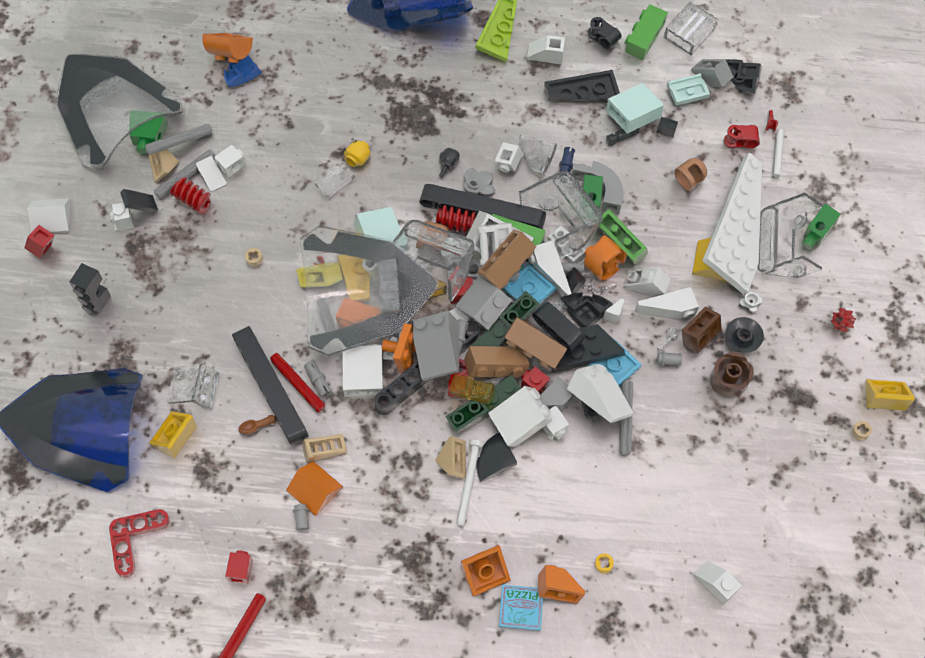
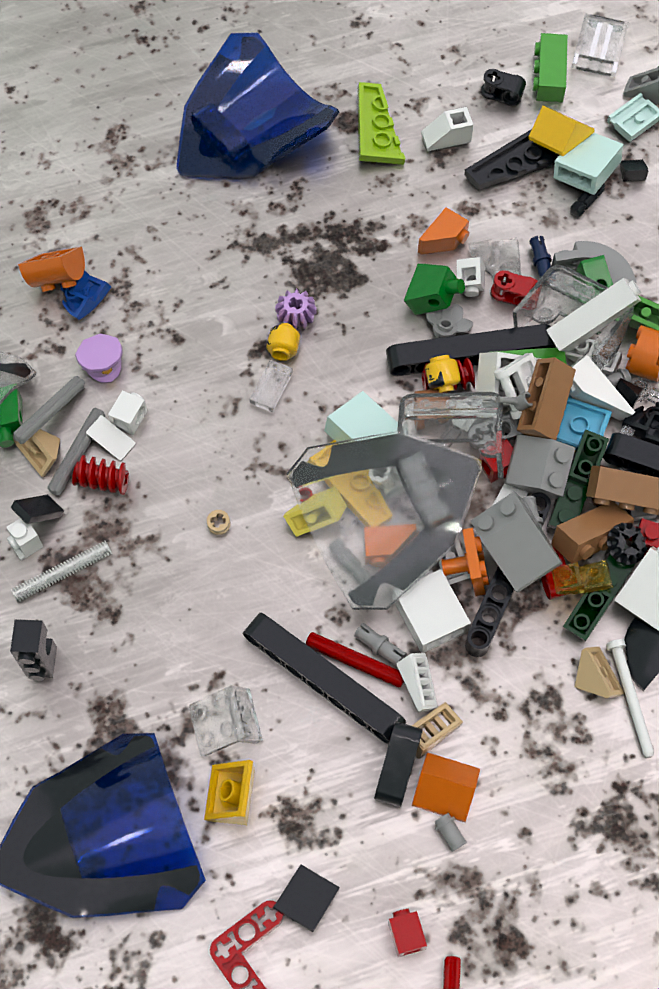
camera: 20 degrees left, 0 degrees up
(135, 249) = (83, 560): none -> white axle
(187, 518) = (306, 898): none -> black window
(230, 117) = (100, 357): none -> lavender hat
(251, 426) = (326, 741): dark orange piece -> none
(287, 458) = (398, 764): none -> black beam
(335, 402) = (418, 681): none -> white slope
(377, 134) = (296, 309): none -> lavender gear
(447, 215) = (442, 373): none -> yellow head
(449, 158) = (397, 307): black piece -> none
(475, 155) = (432, 288): none -> green torso
(484, 252) = (519, 401): none -> light grey hand
(505, 373) = (616, 543): none -> black gear
(506, 121) = (444, 233): none -> orange slope
(532, 176) = (514, 287): none -> red piece
(567, 215) = (594, 315): none -> white slope
(623, 78) = (558, 131): none -> yellow slope

